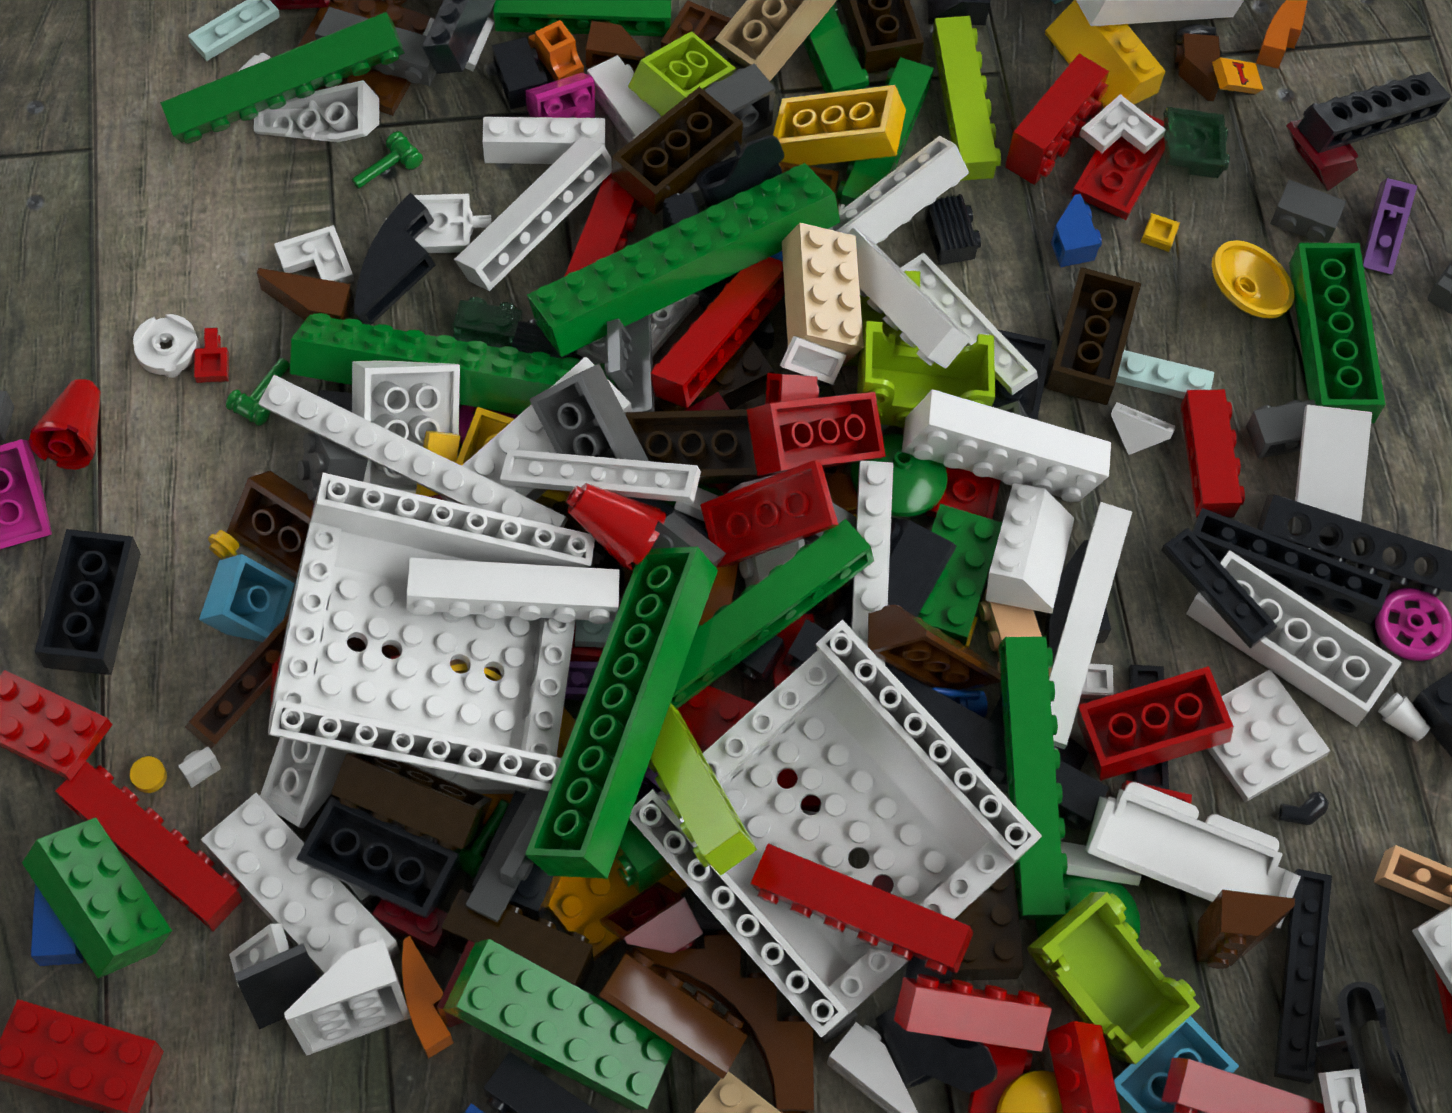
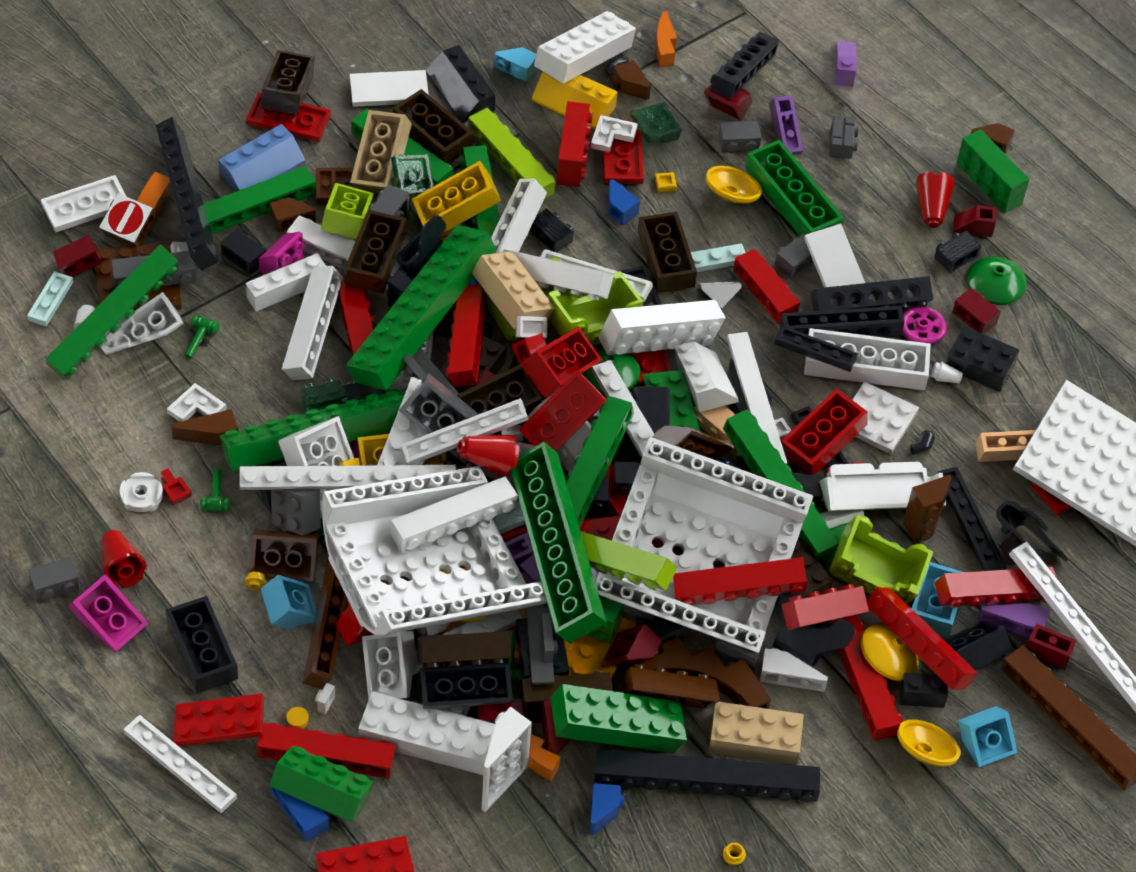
camera: 30 degrees left, 10 degrees down
(260, 947) = (429, 772): white slope -> none
(276, 984) = (453, 778): black tile -> none
(393, 260) = (248, 383): black slope -> none
(451, 224) = (255, 355): white plate -> none
(557, 50) = (260, 228): orange brick -> none
(799, 64) = (411, 174): none -> clear green plate
(1237, 75) = (656, 78): light orange tile -> none

